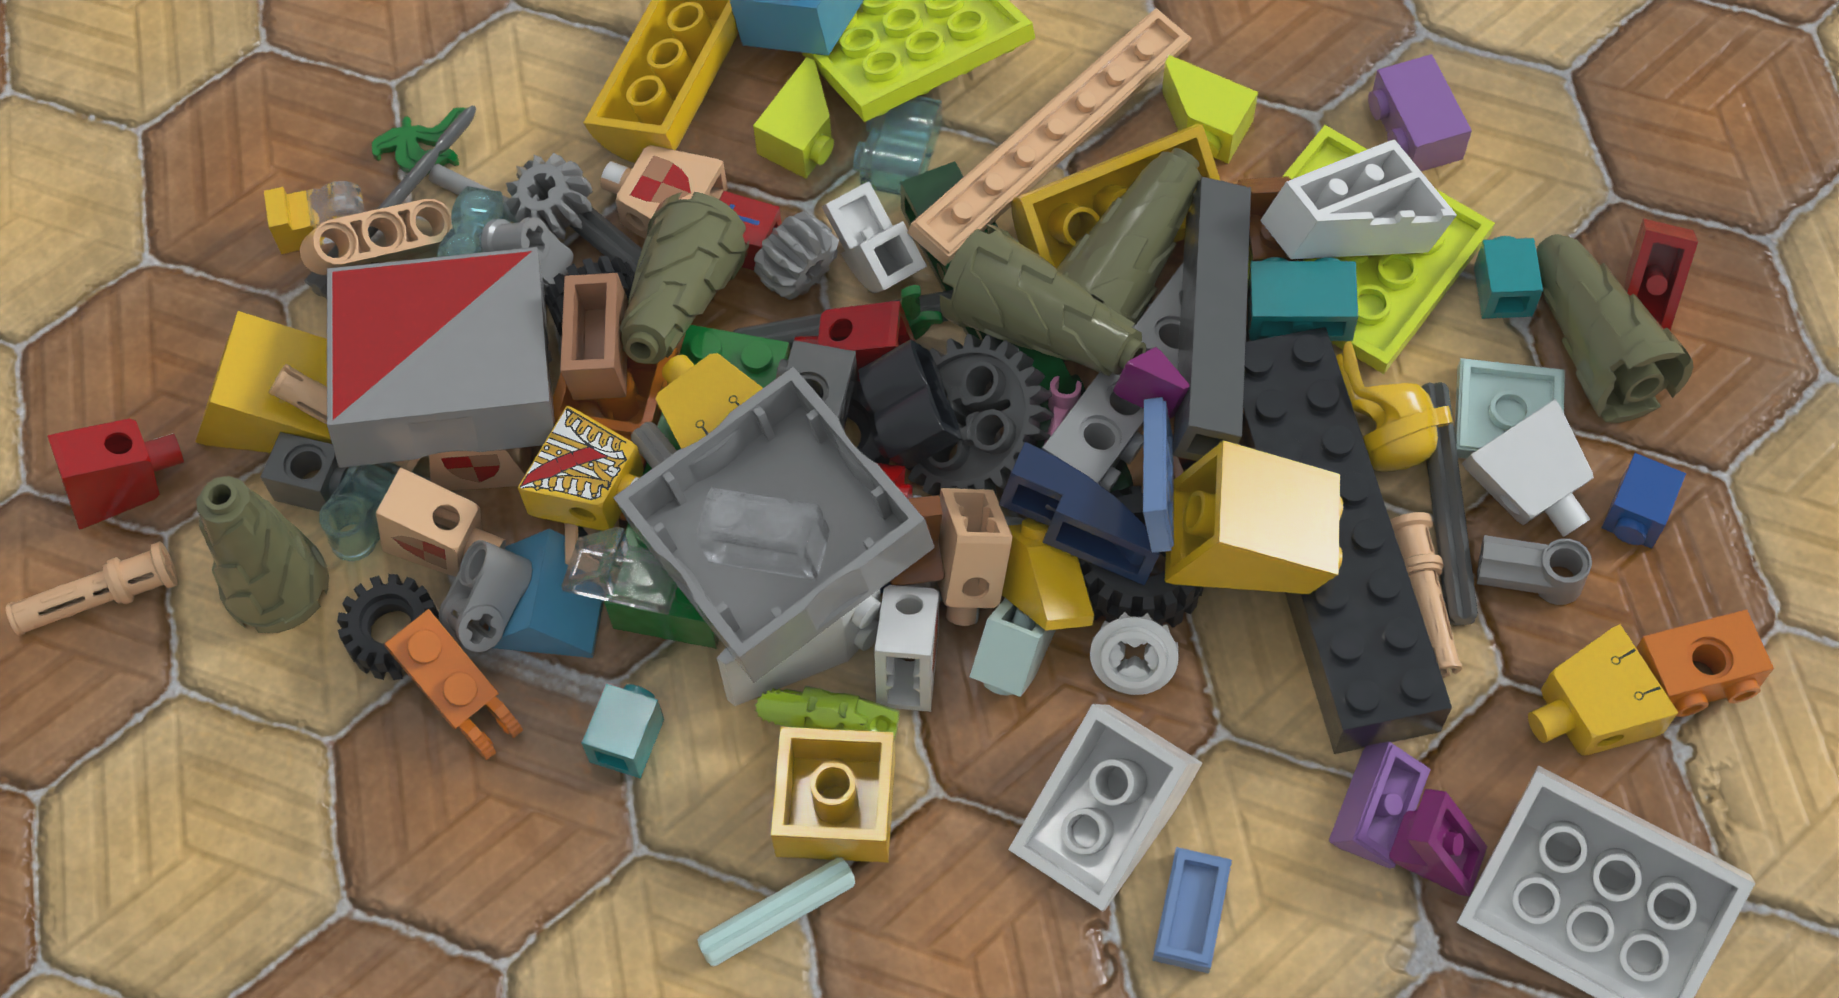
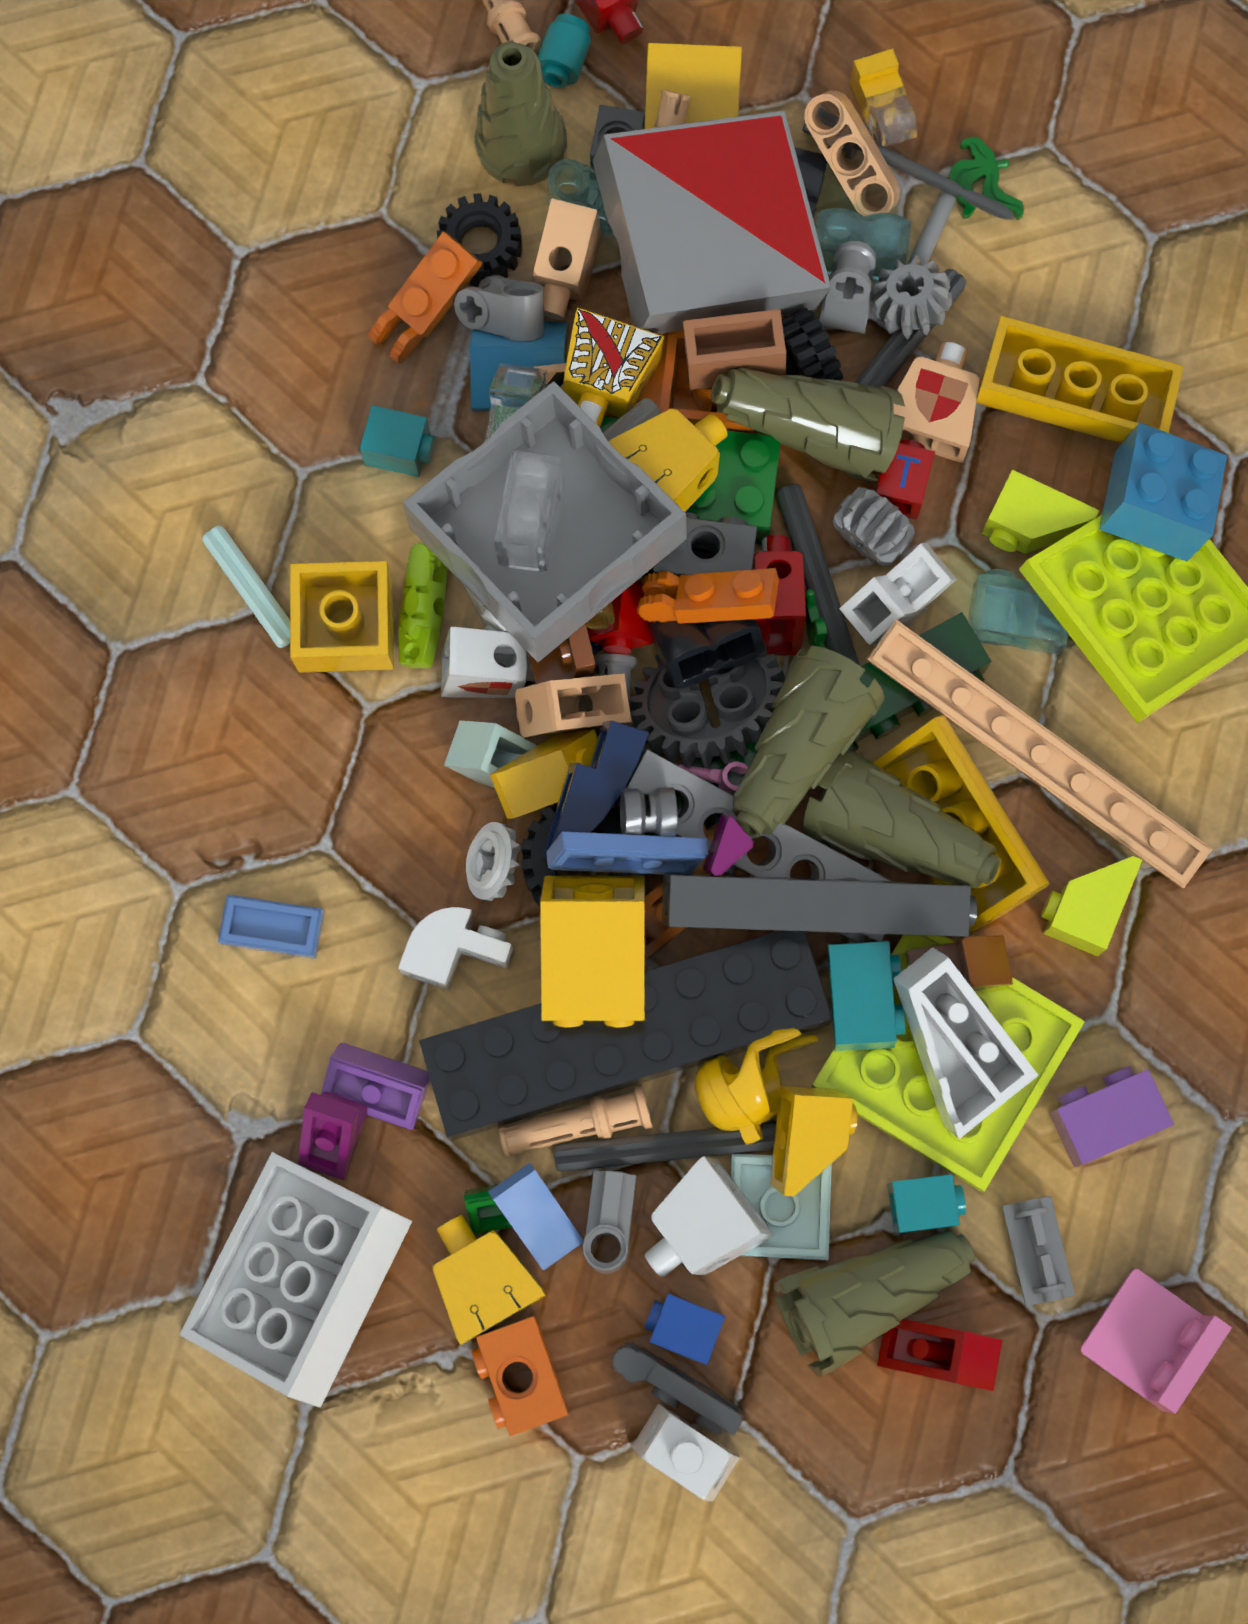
camera: 85 degrees right, 15 degrees up
(172, 520) = (564, 50): none -> teal brick
(871, 381) = (709, 596): none -> orange hinge
(1104, 804) = (357, 846): white slope -> none
(1116, 447) = (648, 812): none -> flat silver wheel
(1220, 715) = (442, 939): none -> white brick
(1448, 361) = (809, 1134): none -> yellow slope
(1513, 687) = (483, 1211): none -> green slope
(1531, 633) = (536, 1216): none -> medium blue tile
(1550, 189) = (1038, 1251): none -> light grey hinge
(1639, 95) = (1154, 1341): none -> bright pink bracket
(1704, 517) = (675, 1386): none -> dark grey hinge
(1780, 496) = (684, 1453): none -> white torso

